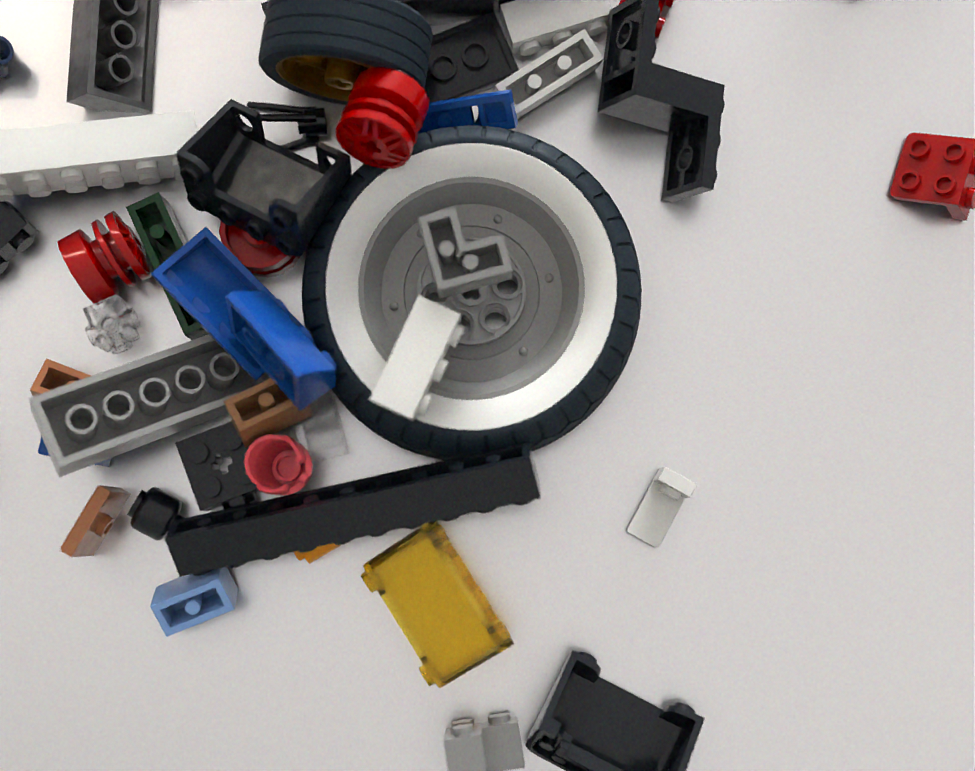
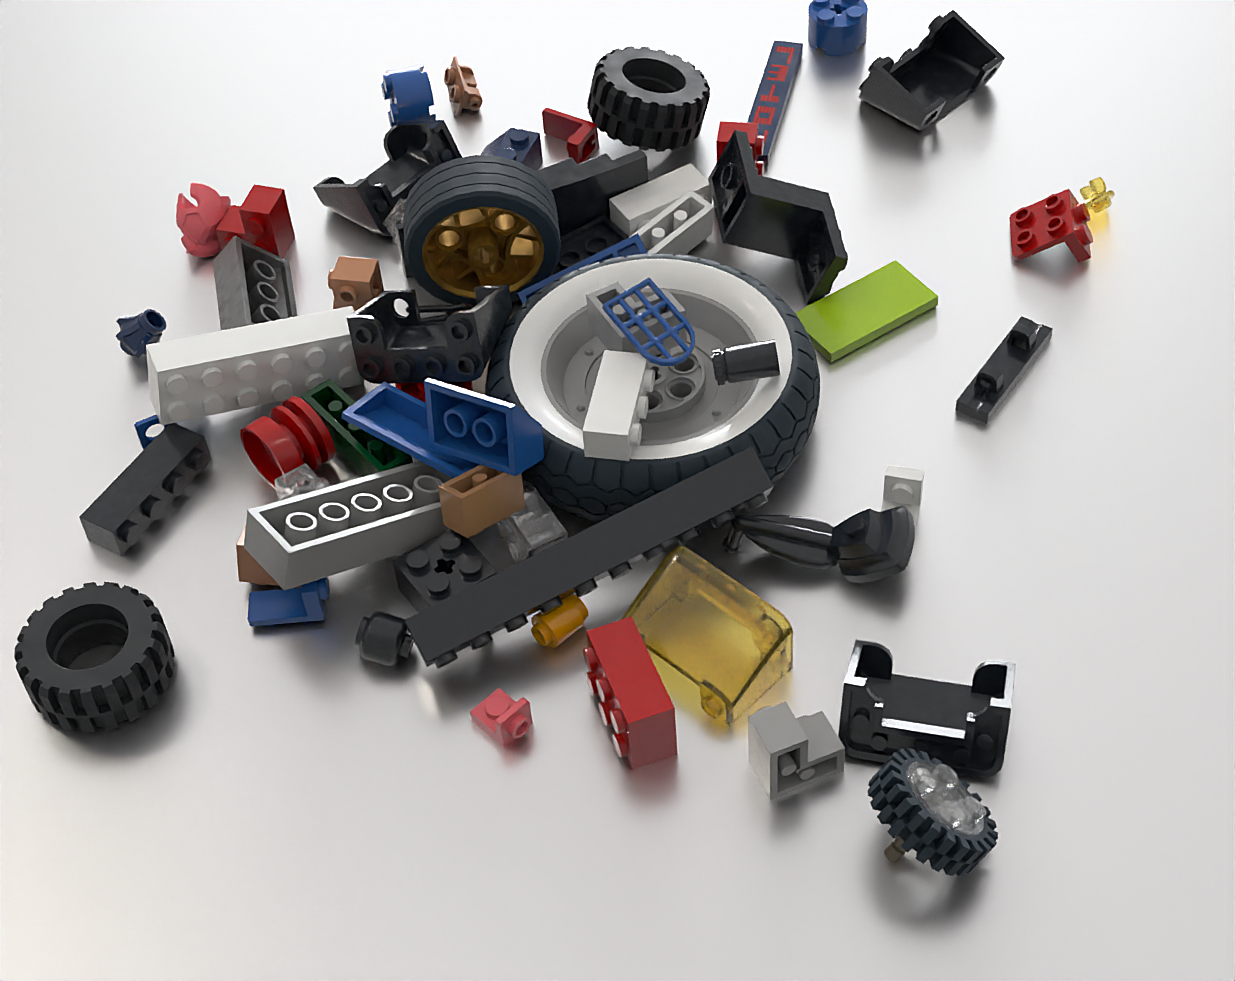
camera: 10 degrees left, 35 degrees down
(95, 521) = (324, 646): nougat plate -> none
(193, 600) = (444, 690): light blue brick -> none
(211, 68) = (355, 281): none -> nougat brick
(244, 626) = (502, 717): none -> coral bracket
(278, 465) = (504, 536): coral helmet -> none
(354, 655) = (630, 693): none -> red brick
(382, 117) = (533, 234): red wheel -> none
(460, 275) = (638, 319): none -> blue window
(558, 336) = (745, 362): none -> black piece
(620, 540) = (864, 545): none -> black piece
(716, 225) = (865, 310): none -> lime tile
(825, 345) = (1003, 370): none -> black hinge

